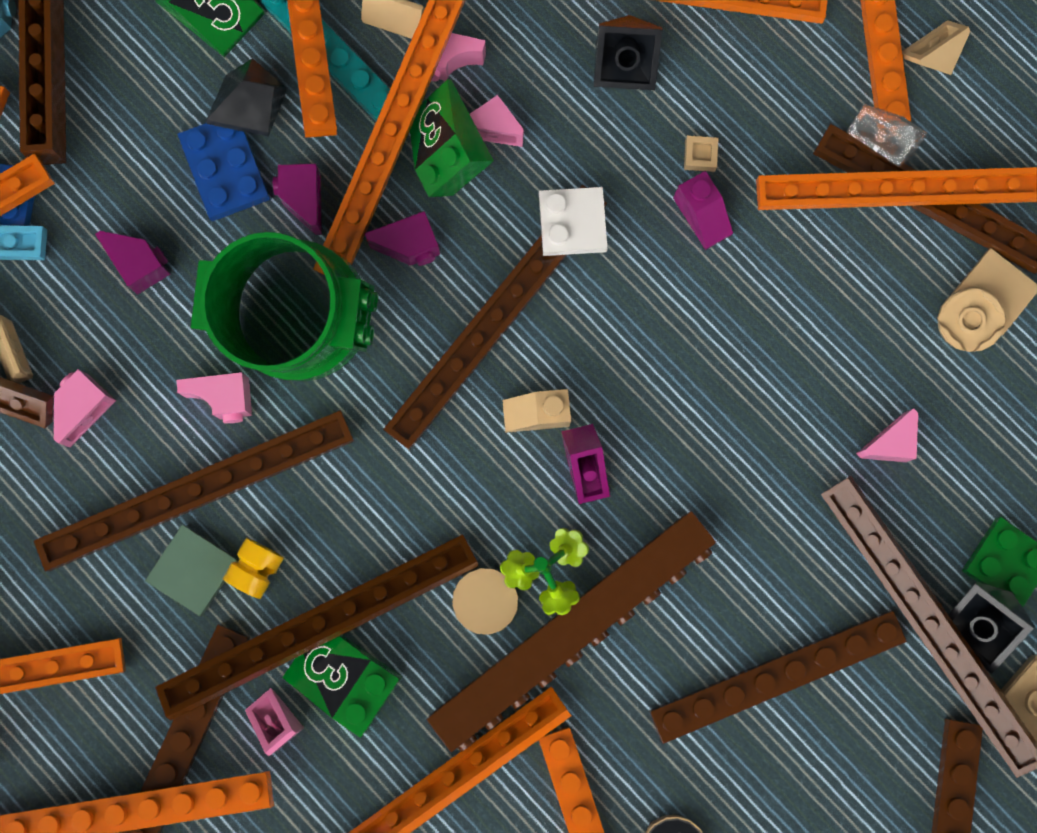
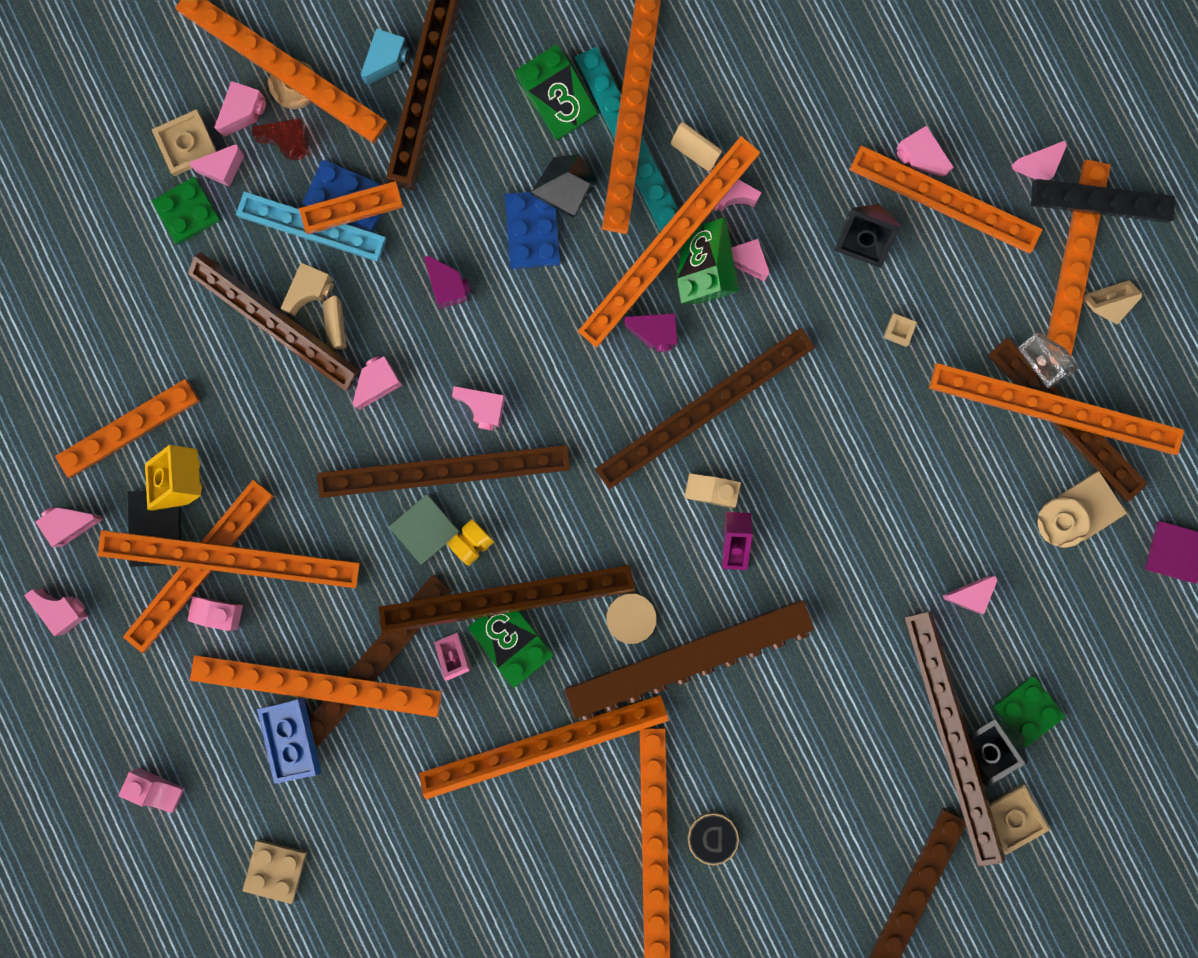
camera: 25 degrees right, 5 degrees up
(219, 298) = (602, 371): green cylinder -> none
(301, 193) = (585, 269): magenta slope -> none
(523, 568) = (664, 604): lime plant -> none
(572, 221) = (784, 354): white plate -> none
(704, 209) = (887, 375): magenta slope -> none
(777, 676) = (829, 739): reddish brown plate -> none

